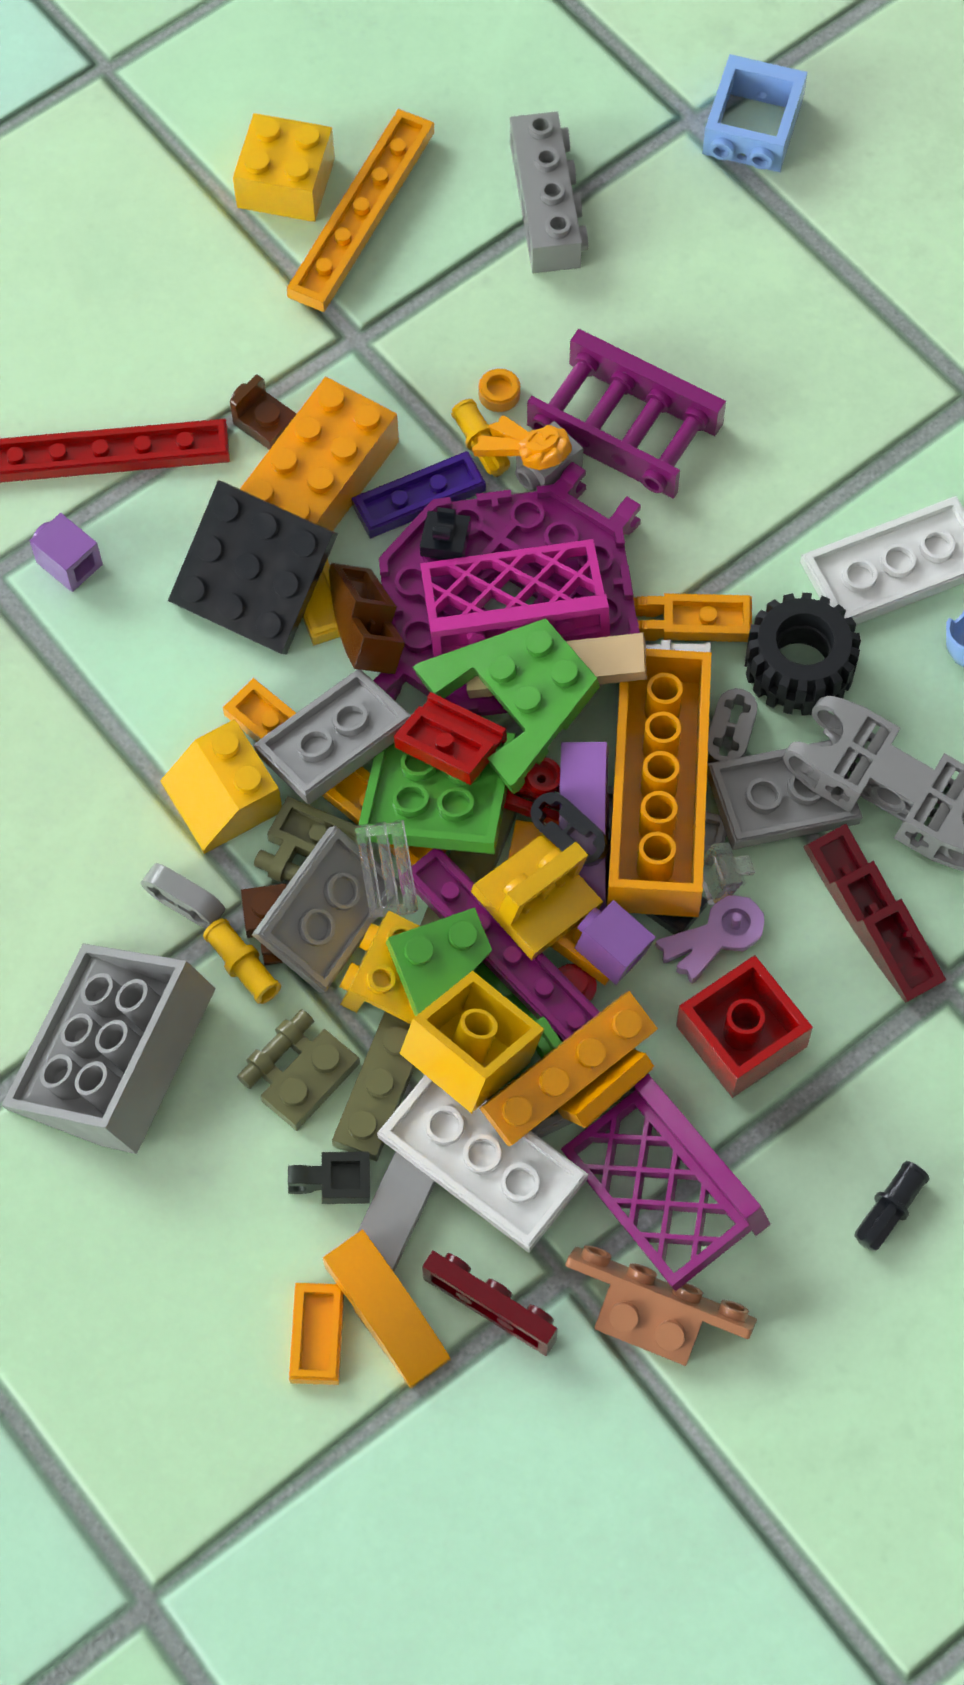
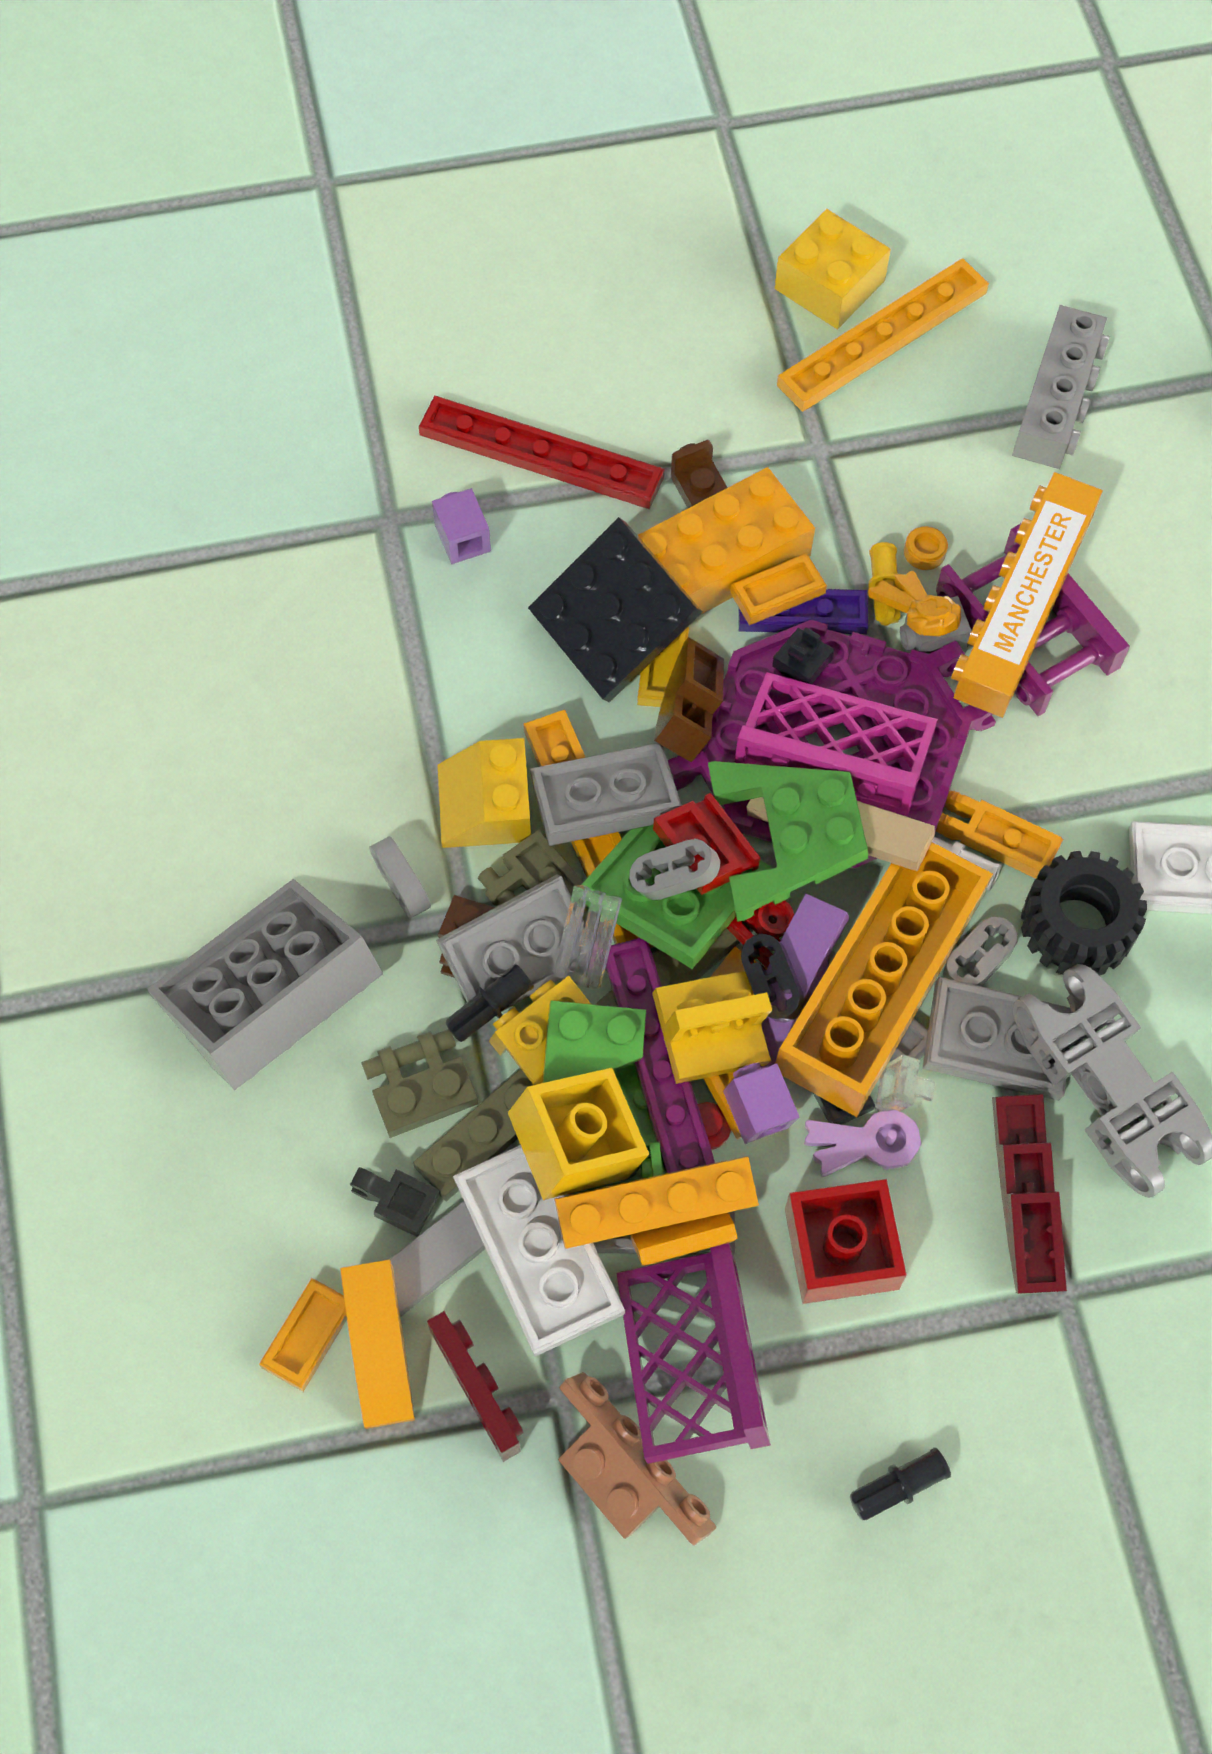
camera: 25 degrees right, 0 degrees up
(242, 961) = (420, 960): yellow pin -> none
(328, 968) = (489, 1003): none -> black axle
(389, 484) = (778, 589): none -> light orange tile
(432, 766) = (674, 869): none -> light grey beam
(617, 393) = (1027, 594): none -> light orange brick

